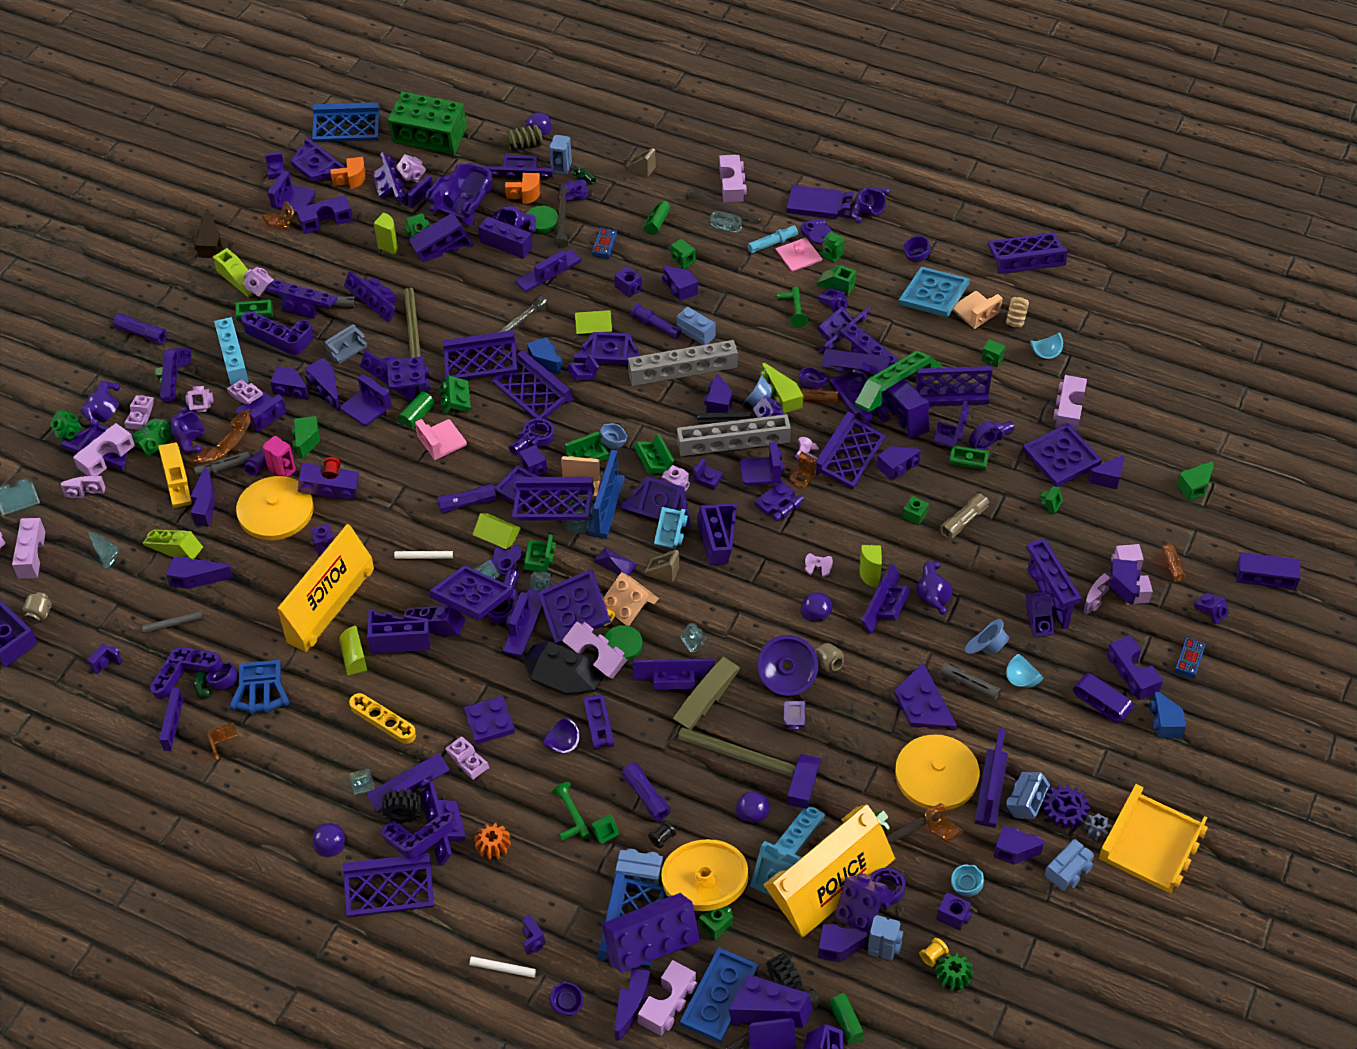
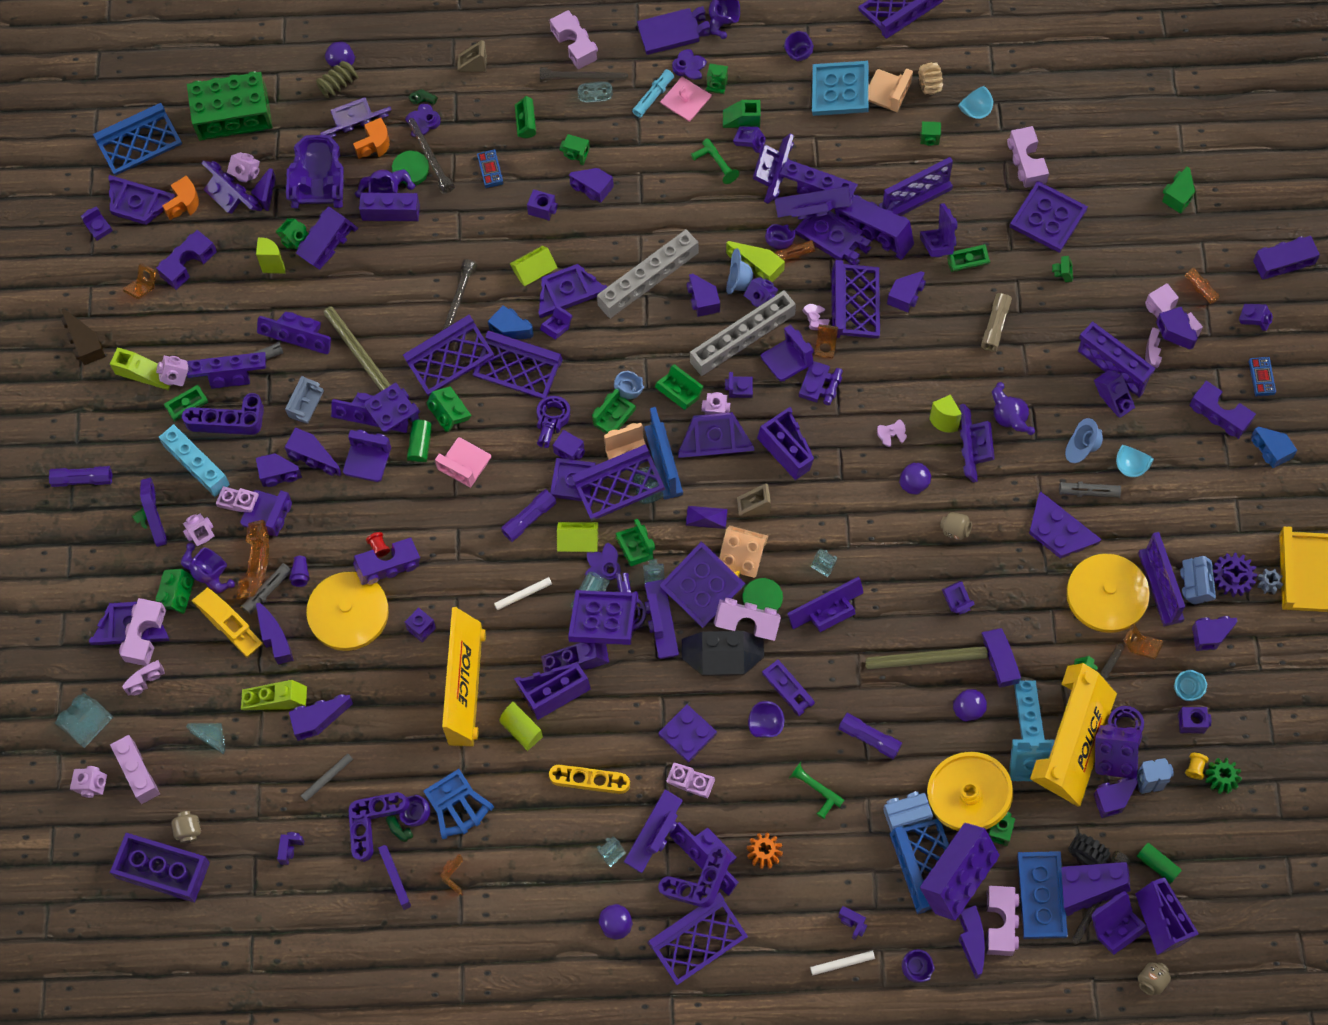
camera: 25 degrees left, 15 degrees up
(65, 425) = (80, 620): green brick -> none
(100, 403) = (100, 580): dark purple piece -> none
(140, 412) = (143, 570): lavender slope -> none
(279, 457) = (322, 558): dark pink brick -> none
(284, 191) = (136, 251): dark purple bracket -> none
(306, 434) = (330, 518): green slope -> none
(401, 806) = (665, 859): black tyre -> none
(548, 269) = (453, 225): dark purple bracket -> none
(560, 154) = (389, 86): medium blue brick -> none
(605, 829) = (856, 789): green tile -> none
(649, 318) = (585, 237): dark purple pin -> none
(662, 834) = (908, 770): black bush -> none
(669, 528) = (741, 459): medium azure bracket -> none
(696, 326) = (637, 227): medium blue brick -> none
(706, 693) = (869, 613): olive slope -> none
(709, 418) = (719, 315): black axle -> none
(798, 655) = (938, 552): dark purple dish -> none
(872, 391) = (859, 206): green slope -> none
(915, 510) = (949, 336): green plate -> none
(988, 433) = (975, 224): dark purple pin -> none
(1069, 865) = (1265, 629): medium blue brick -> none
(1103, 698) = (1211, 452): dark purple beam -> none
(1107, 473) = (1101, 219): dark purple slope -> none

